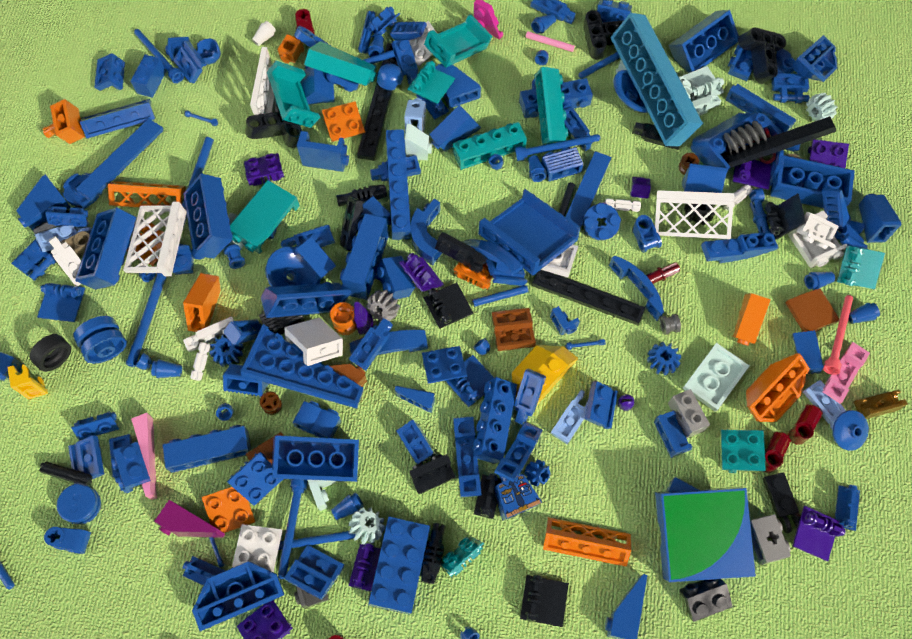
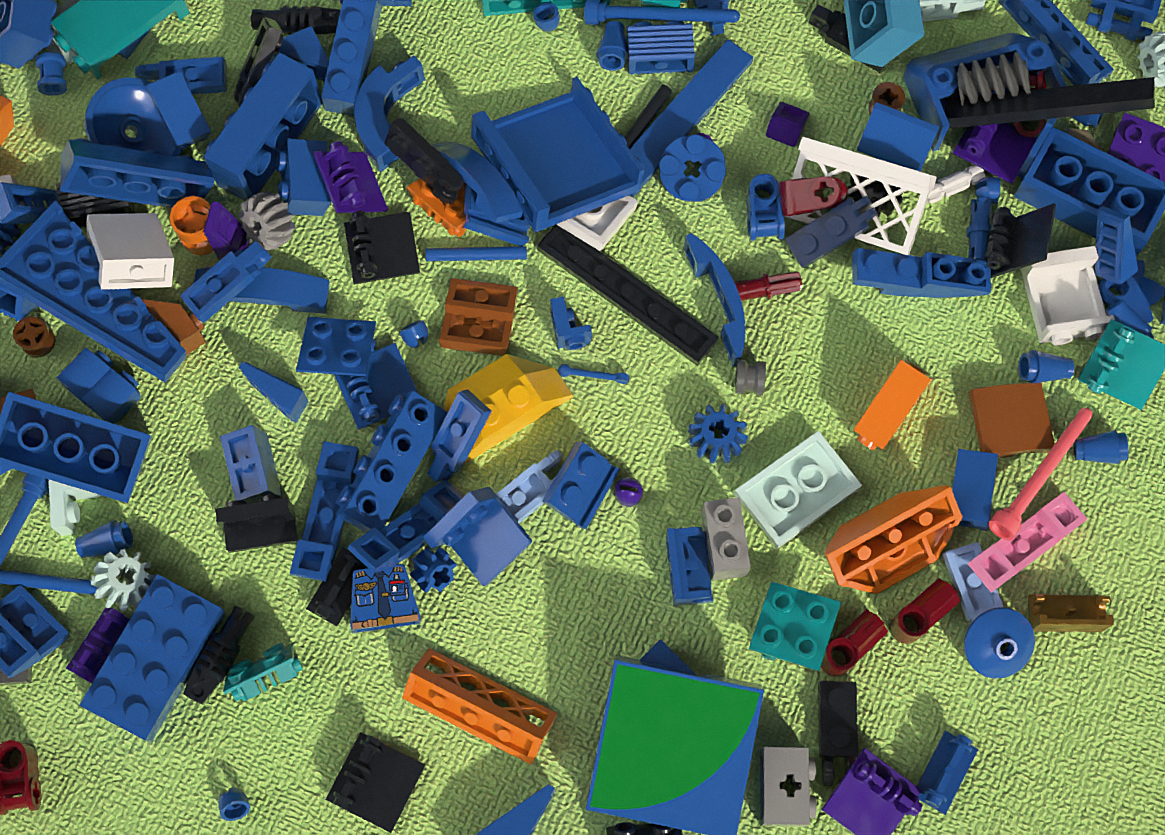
camera: 15 degrees right, 5 degrees up
(559, 446) = (481, 534): none -> bracket
(624, 205) = (744, 147): white axle -> none
(667, 221) = (807, 194): none -> dark red piece
(685, 236) = (830, 231): none -> dark blue hinge
(818, 230) = (1069, 279): white bracket -> none

